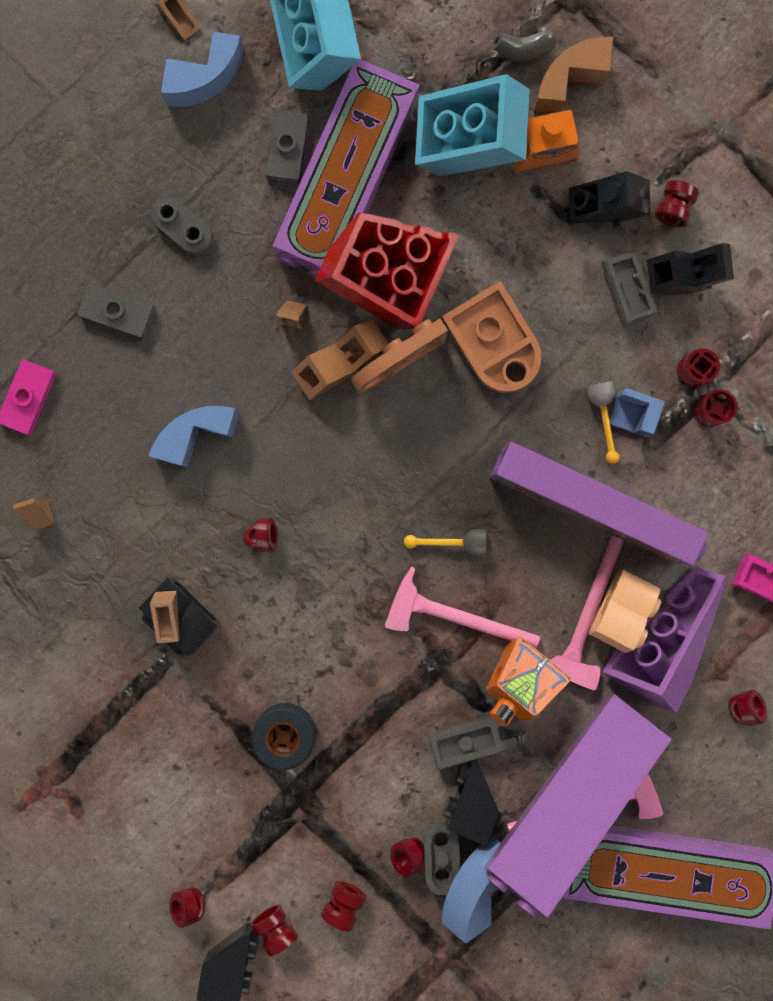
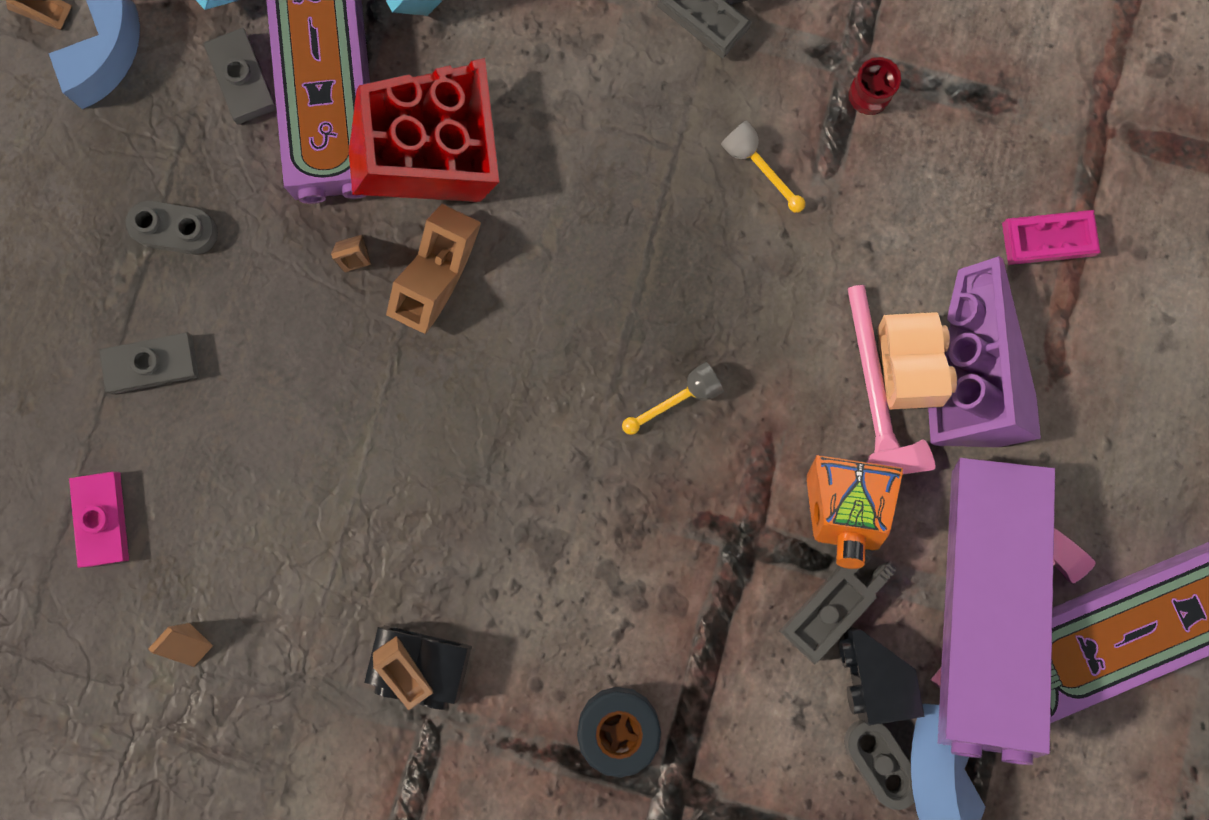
camera: 30 degrees left, 5 degrees down
(179, 437) = (300, 461): medium blue brick -> none
(265, 535) = (463, 514): dark red tile -> none
(401, 354) = (498, 222): nougat plate -> none
(407, 856) = (842, 786): dark red tile -> none
(408, 601) = (669, 492): bright pink piece -> none
(494, 336) = (589, 148): nougat plate -> none
(599, 505) = (814, 259): medium lavender brick -> none
(636, 412) = (792, 139): medium blue panel -> none
(691, 371) = (829, 64): dark red wheel -> none
(750, 709) = (1116, 385): dark red tile -> none

